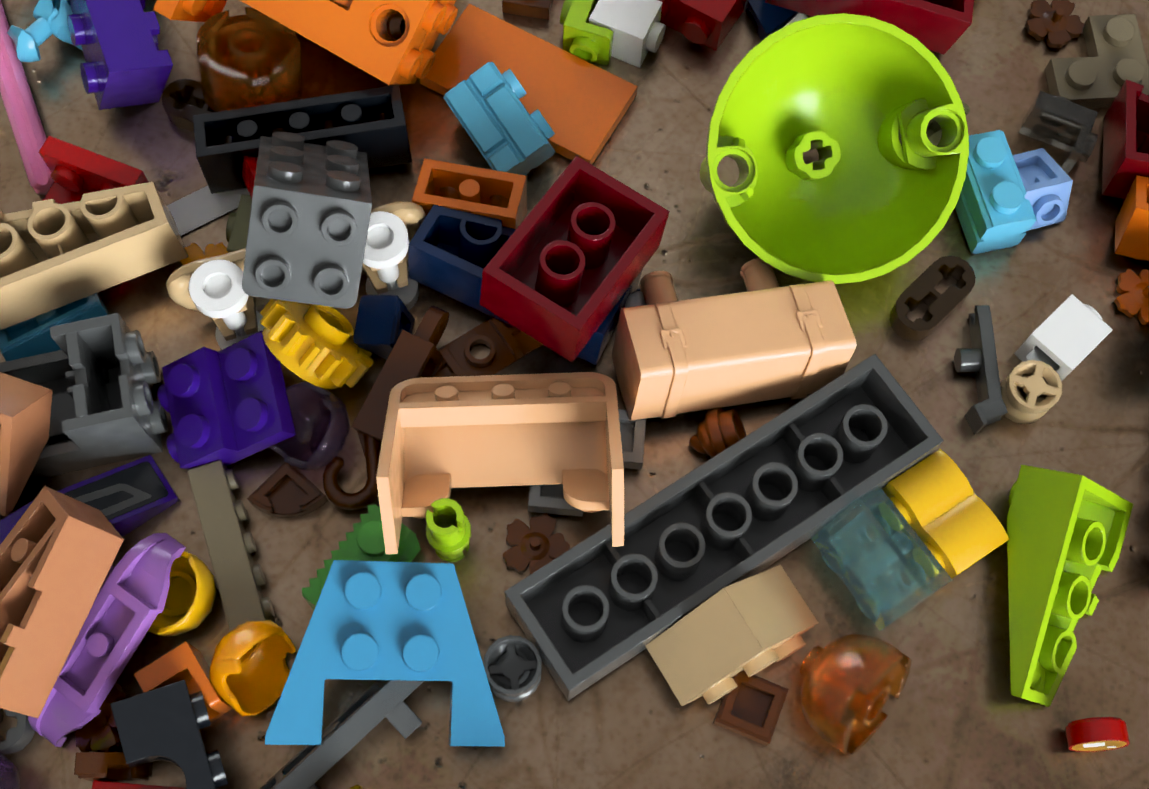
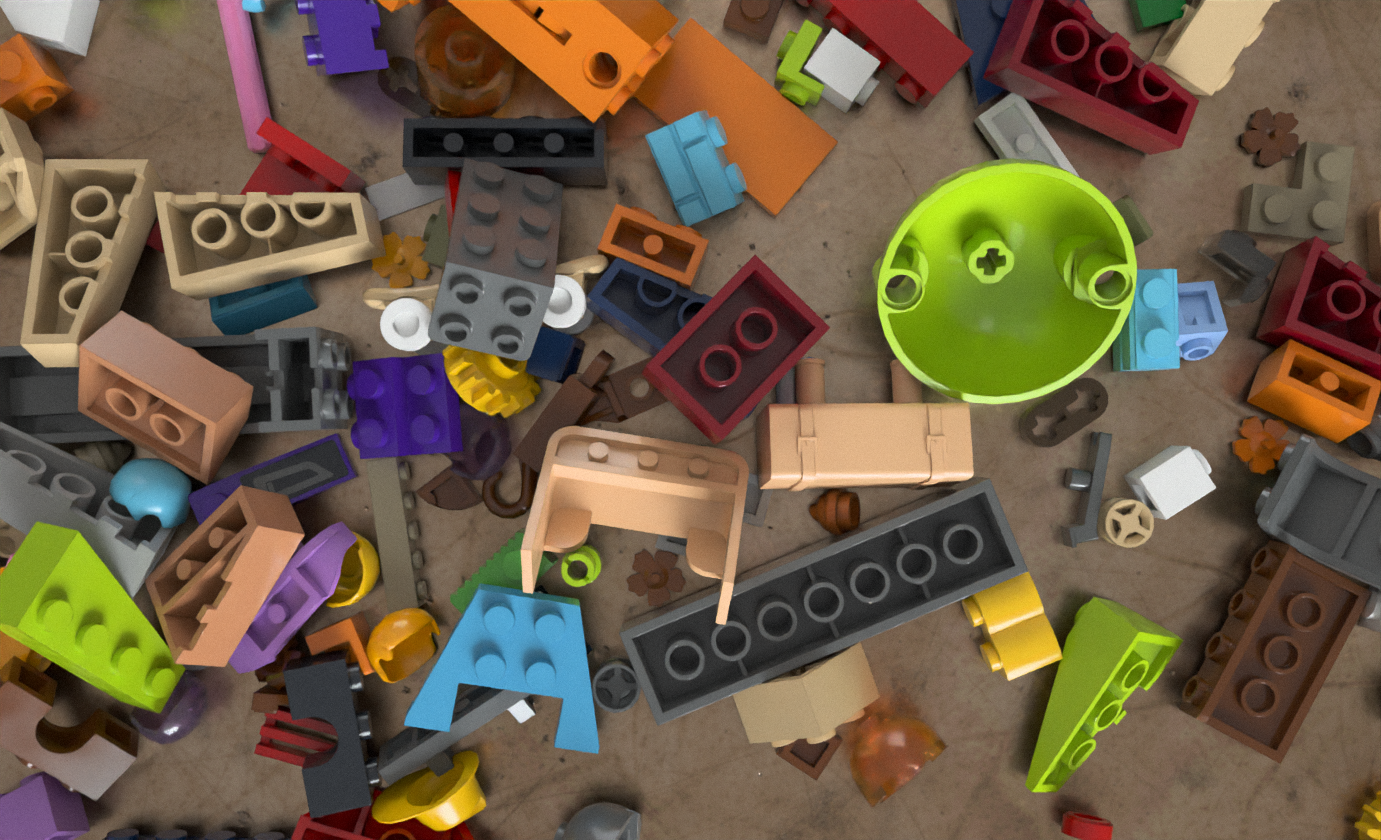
camera: 15 degrees right, 20 degrees up
(880, 559) = (949, 658): clear light blue brick -> none

